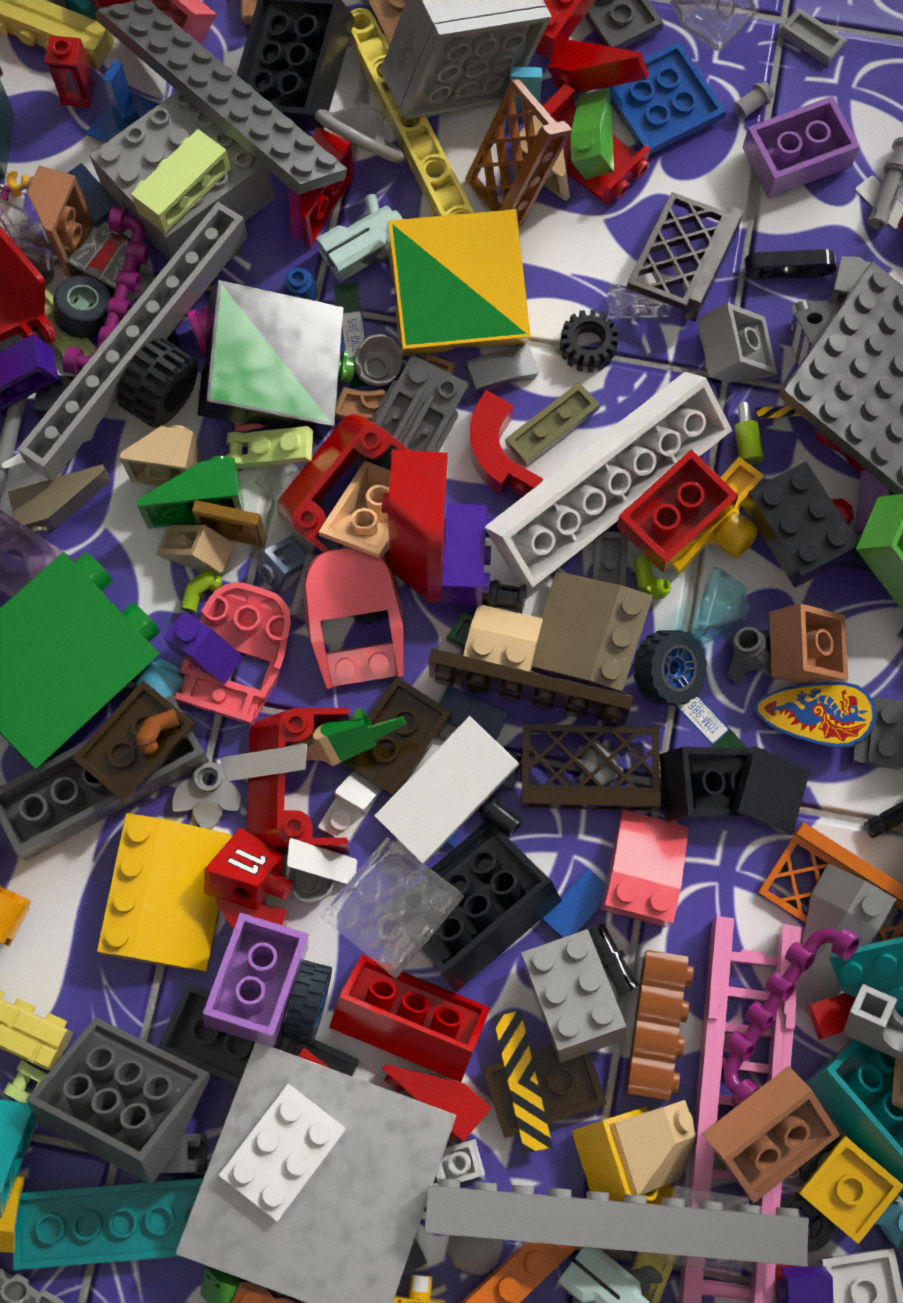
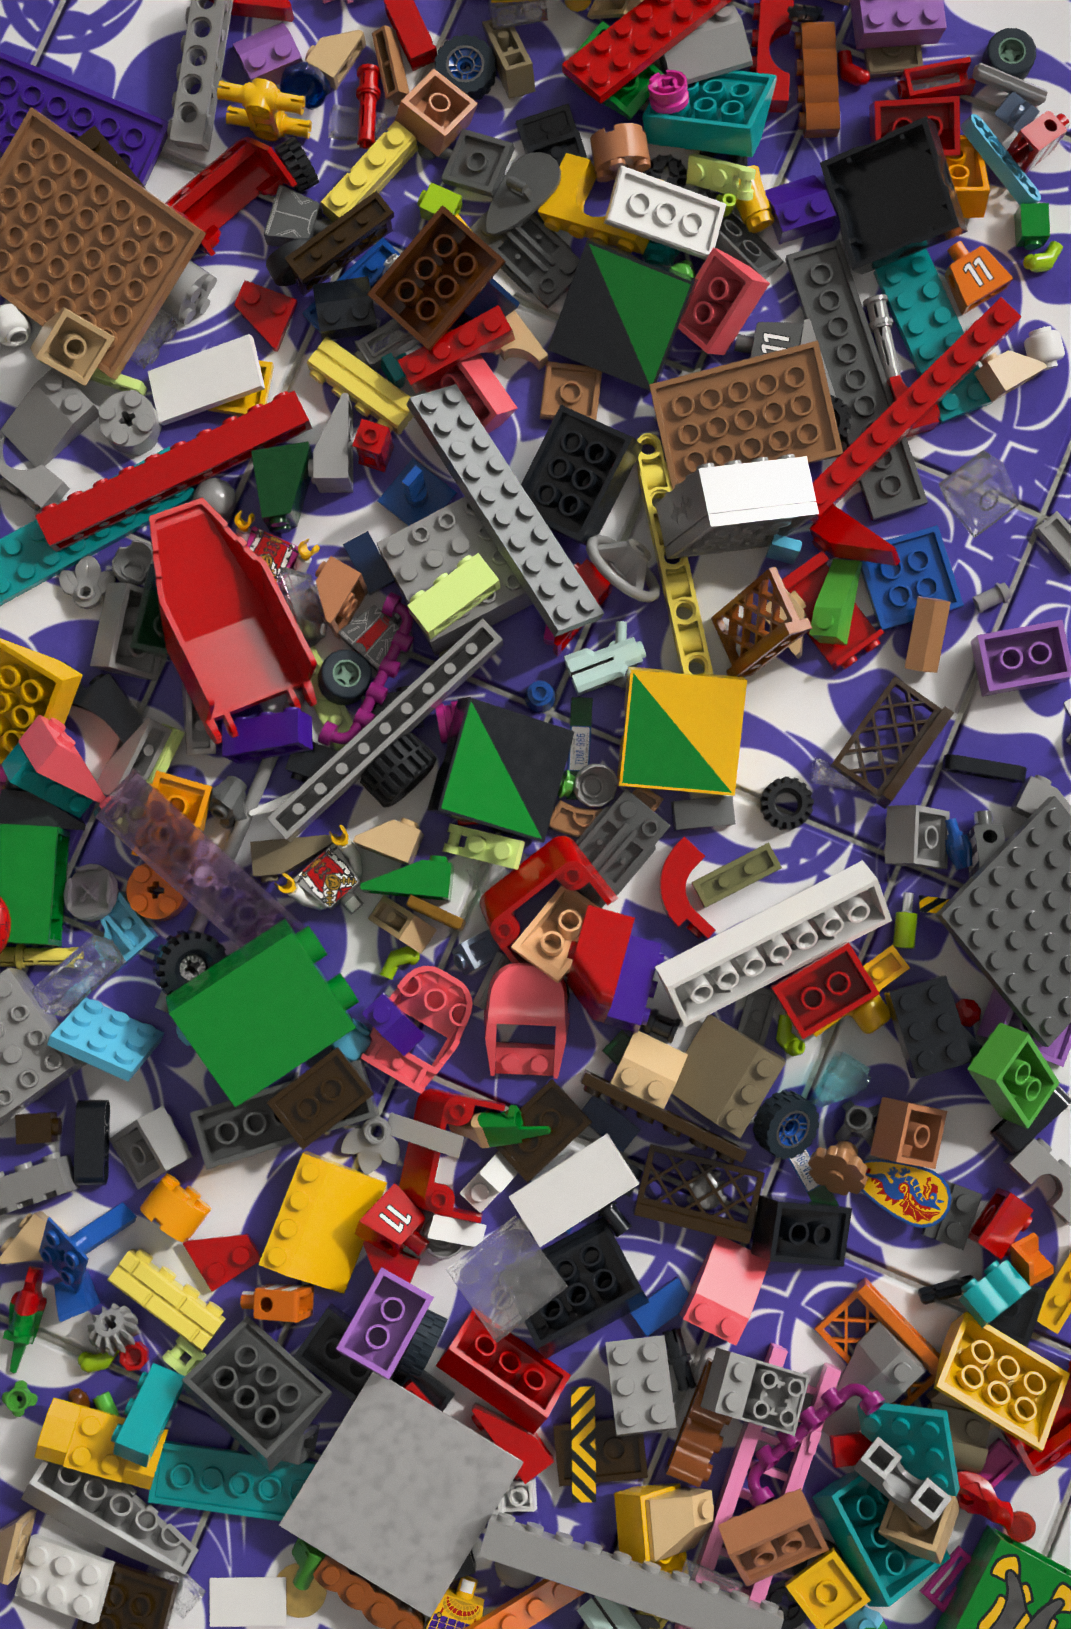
camera: 15 degrees right, 10 degrees up
(29, 88) = (333, 453): none -> light grey slope
(56, 961) = (222, 1257): none -> red wing
(103, 516) = (329, 878): none -> torso
(131, 992) = (280, 1302): none -> orange torso
(152, 727) = (337, 1093): dark orange arm -> none
(282, 1152) = (378, 1464): white plate -> none
(696, 143) = (927, 634): none -> medium nougat piece
(707, 966) = (755, 1391): none -> light grey slope
(740, 705) = (839, 1168): none -> medium nougat plant
(770, 790) = (846, 1248): black tile -> none
(783, 344) = (958, 845): none -> blue piece

